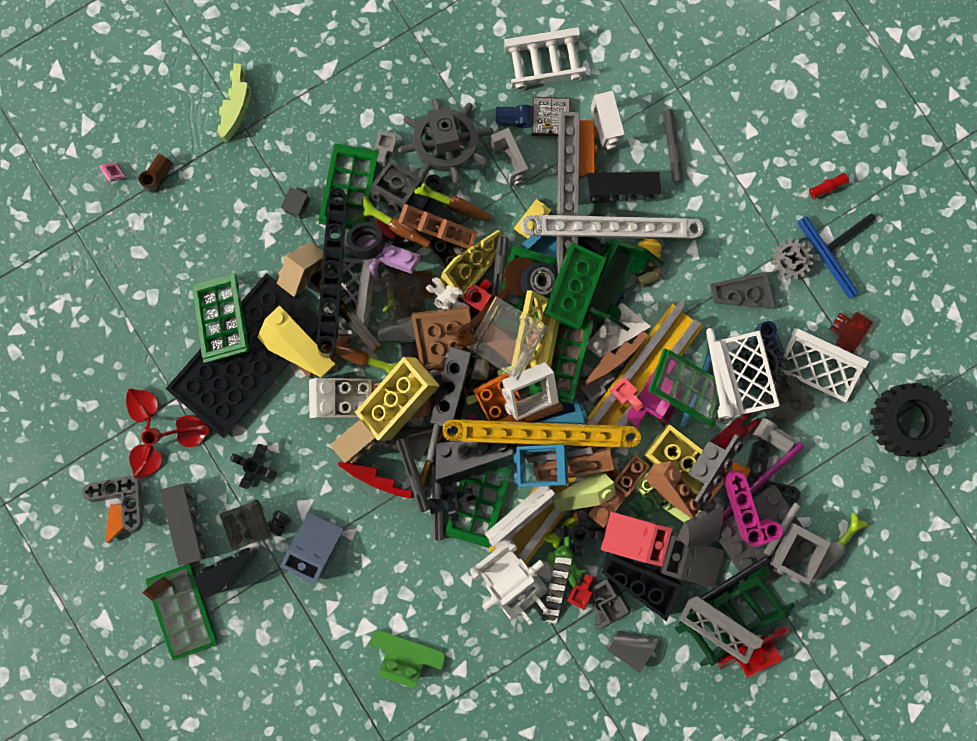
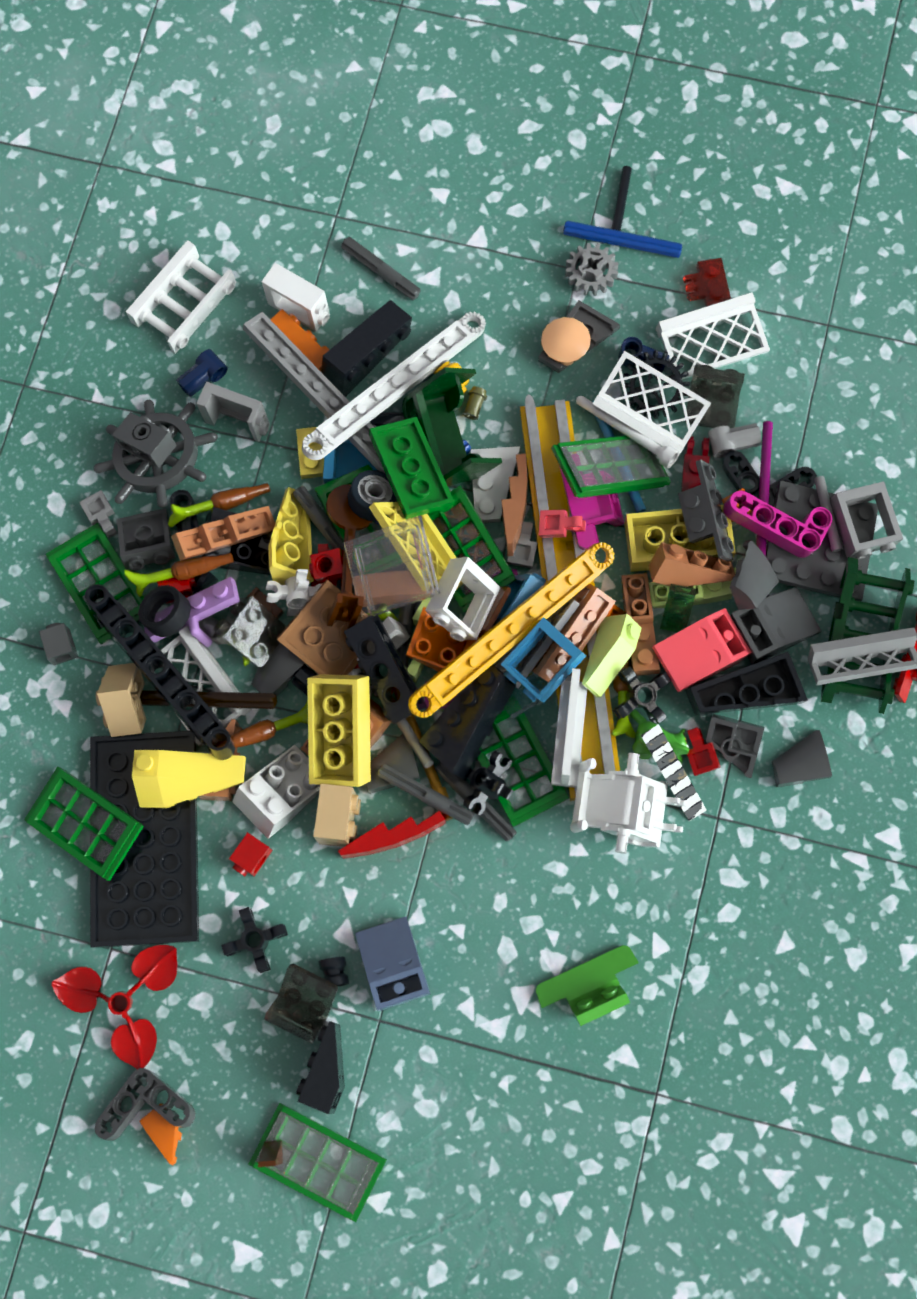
camera: 35 degrees left, 10 degrees down
(183, 524) = (236, 1066): dark grey brick -> none
(291, 418) = (250, 855): none -> red brick
(546, 115) = (234, 345): tile -> none
(734, 579) = (832, 599): black piece -> none
(735, 289) = (565, 340): none -> light nougat dish
(828, 186) = (560, 177): red pin -> none
(836, 549) = (896, 487): piece -> none
(935, 415) = (853, 282): black tyre -> none

